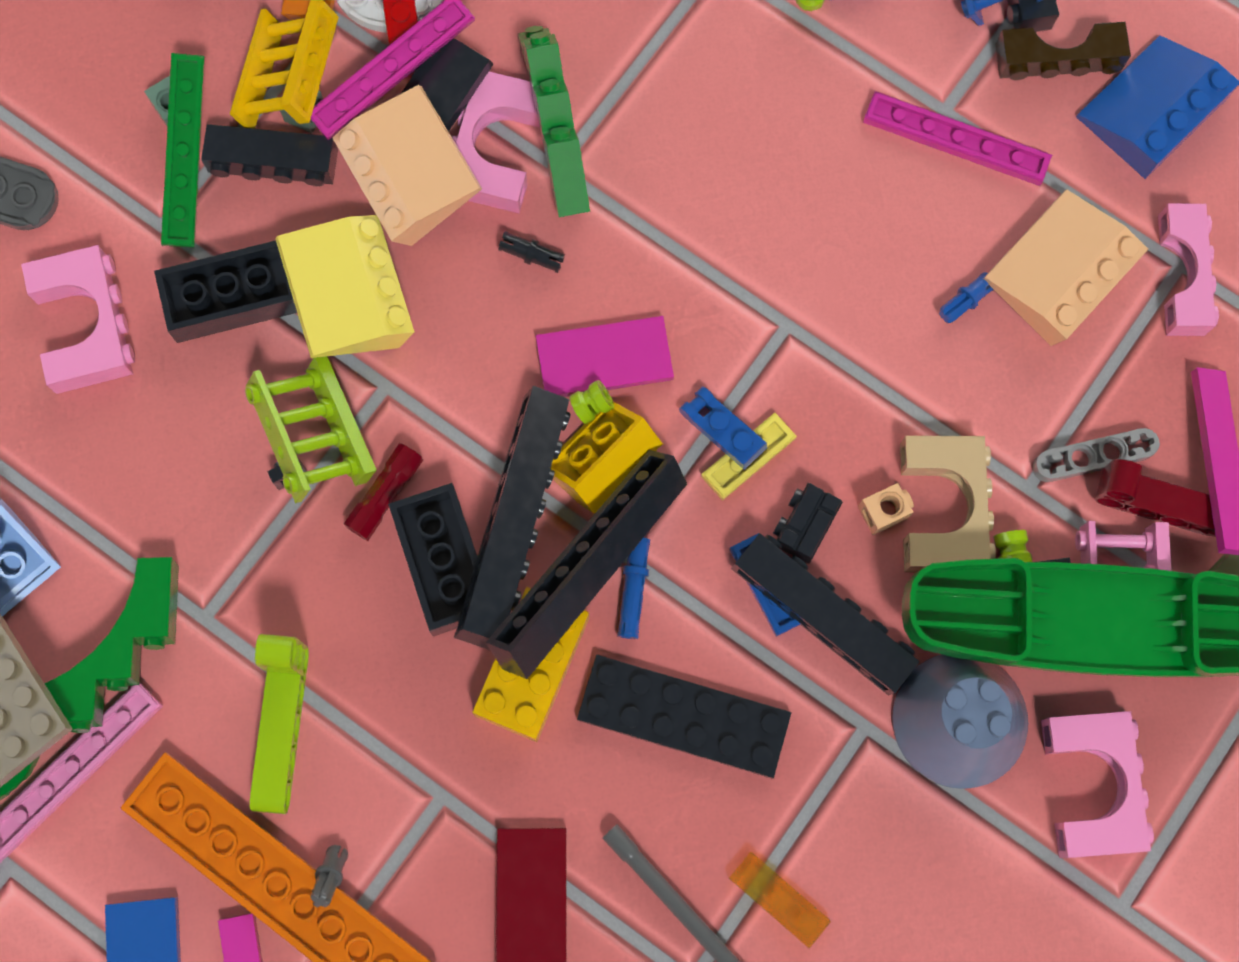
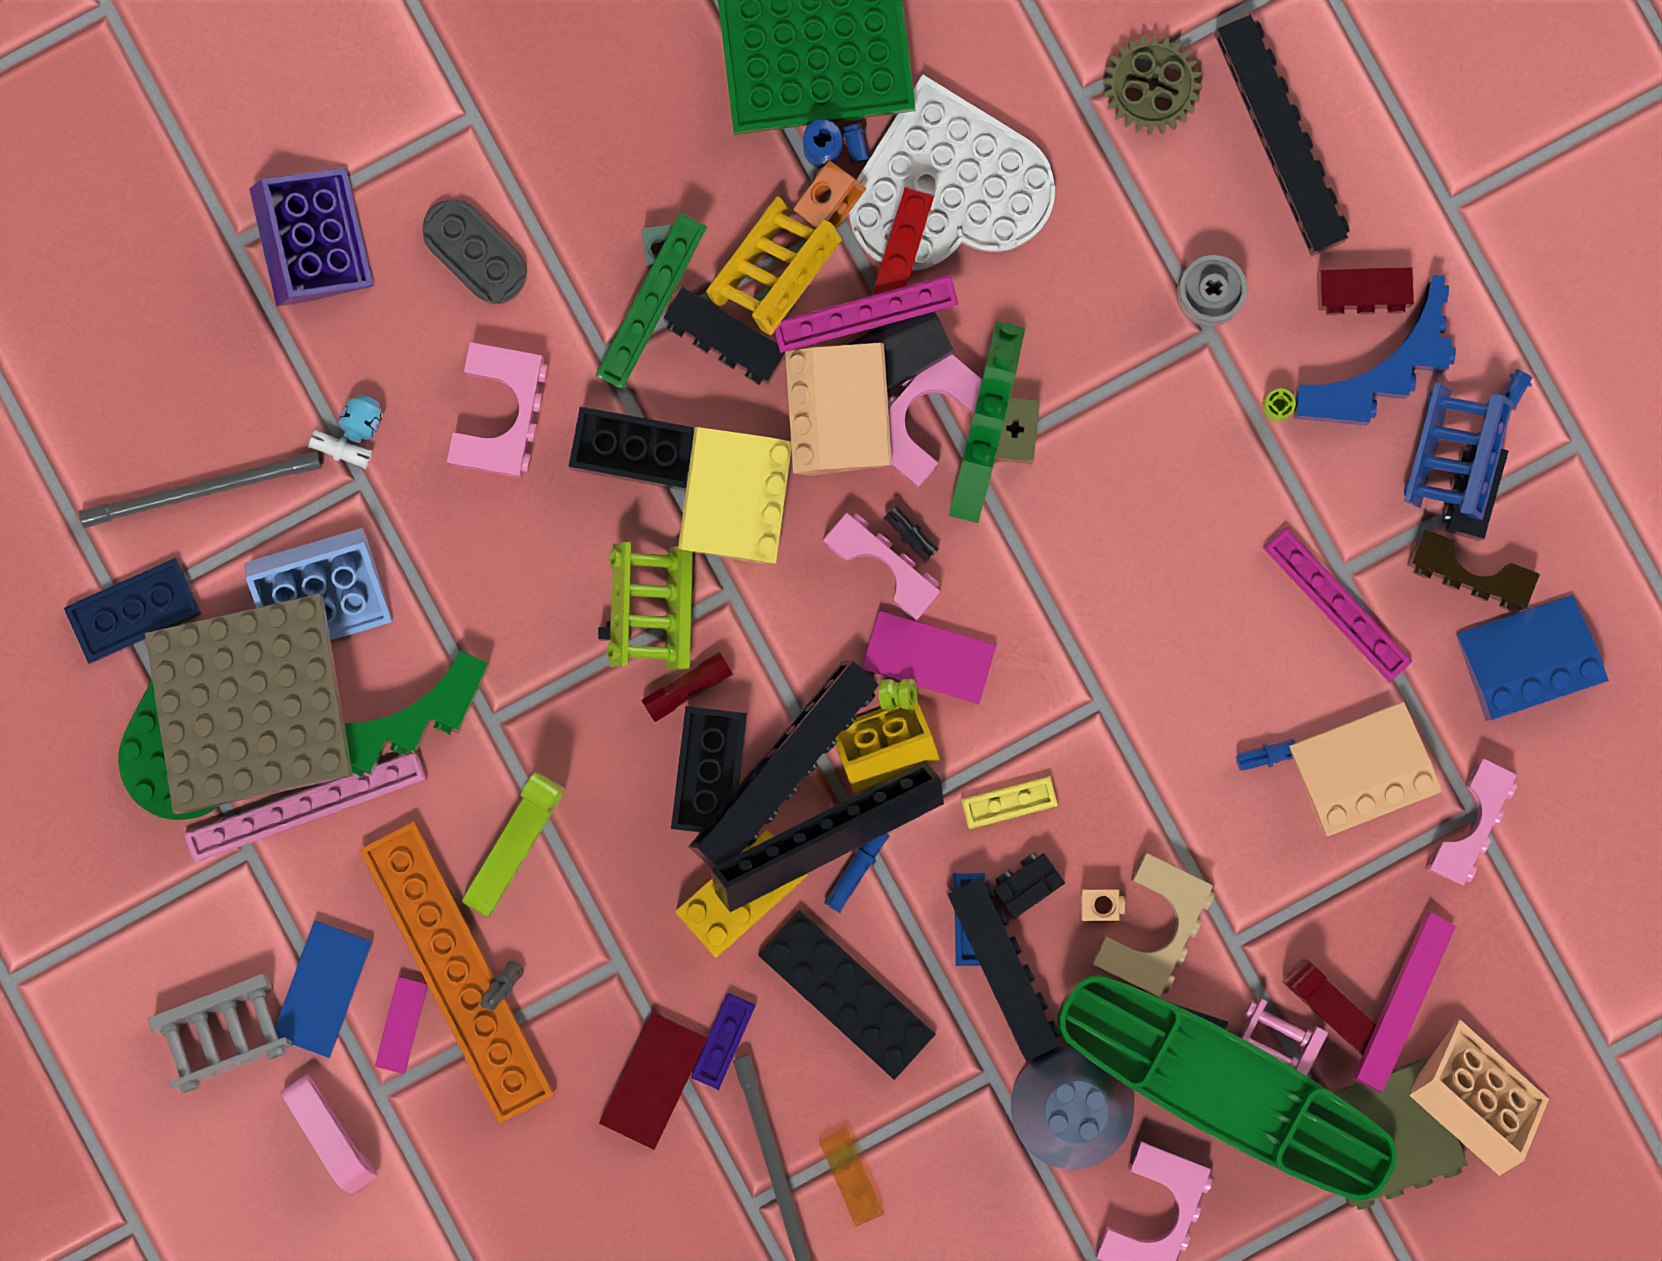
camera: 30 degrees right, 10 degrees up
(480, 281) = (852, 540): none -> bright pink arch
(583, 823) = (723, 1041): none -> dark purple tile
(596, 128) = (1023, 447): none -> olive brick
(724, 428) = (998, 770): blue plate -> none
(1013, 545) = (1188, 990): lime wheel -> none
(1095, 454) = (1304, 944): light grey beam -> none

